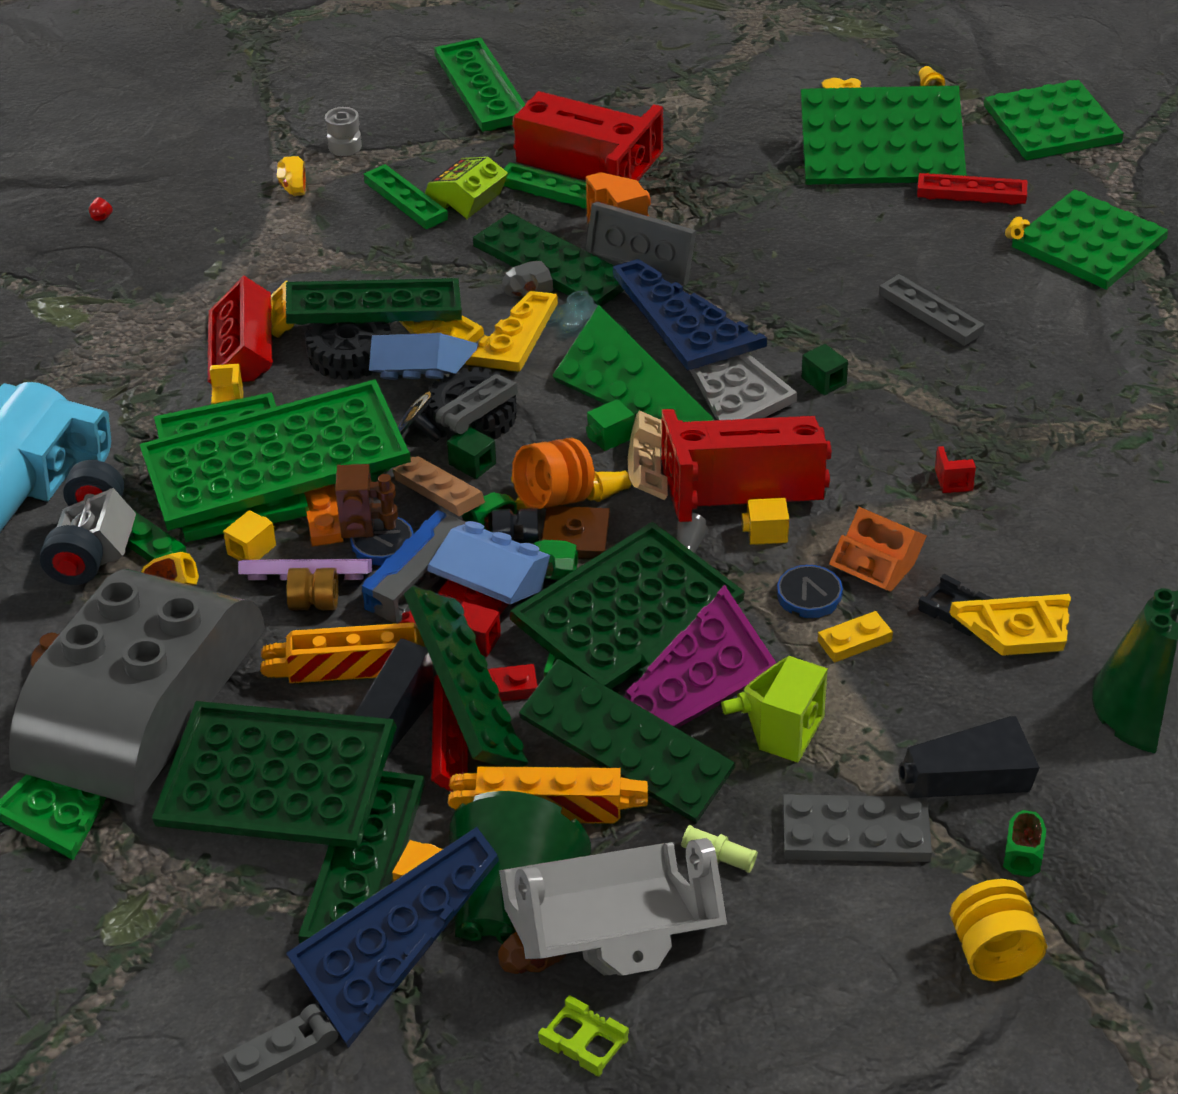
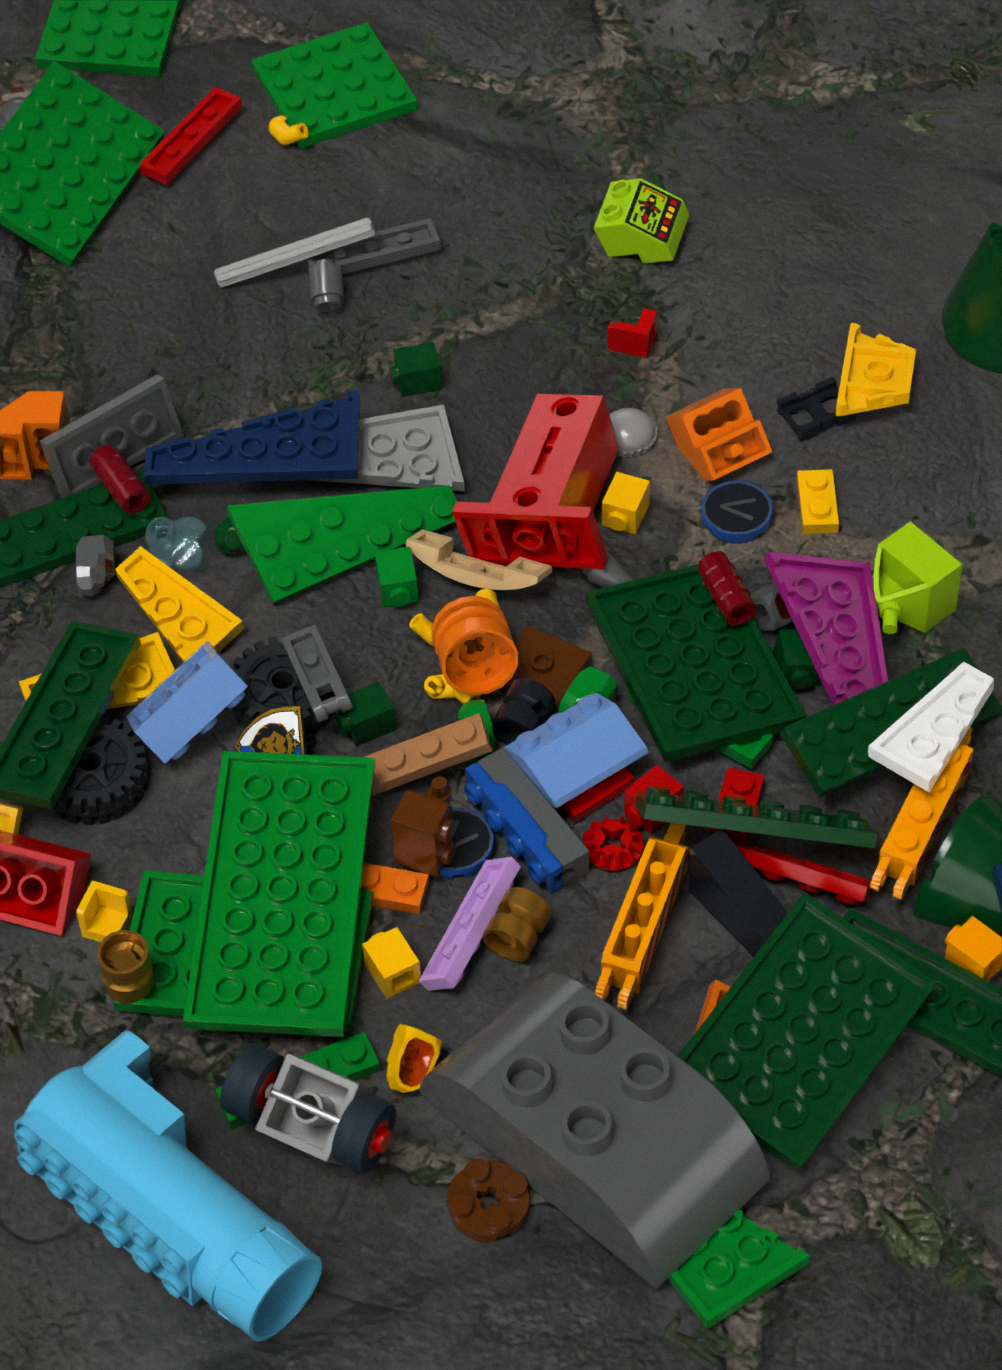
camera: 65 degrees left, 10 degrees up
(170, 401) = (125, 966): none -> pearl gold wheel
(603, 259) = (120, 479): none -> dark red axle
(613, 754) = (932, 729): none -> white wing
(700, 593) = (726, 588): none -> dark red axle
(845, 500) = (633, 431): none -> light grey hat
(871, 296) = (326, 285): none -> dark grey brick
(889, 268) = (294, 252): none -> light grey axle
(1074, 432) = (641, 221): none -> lime piece

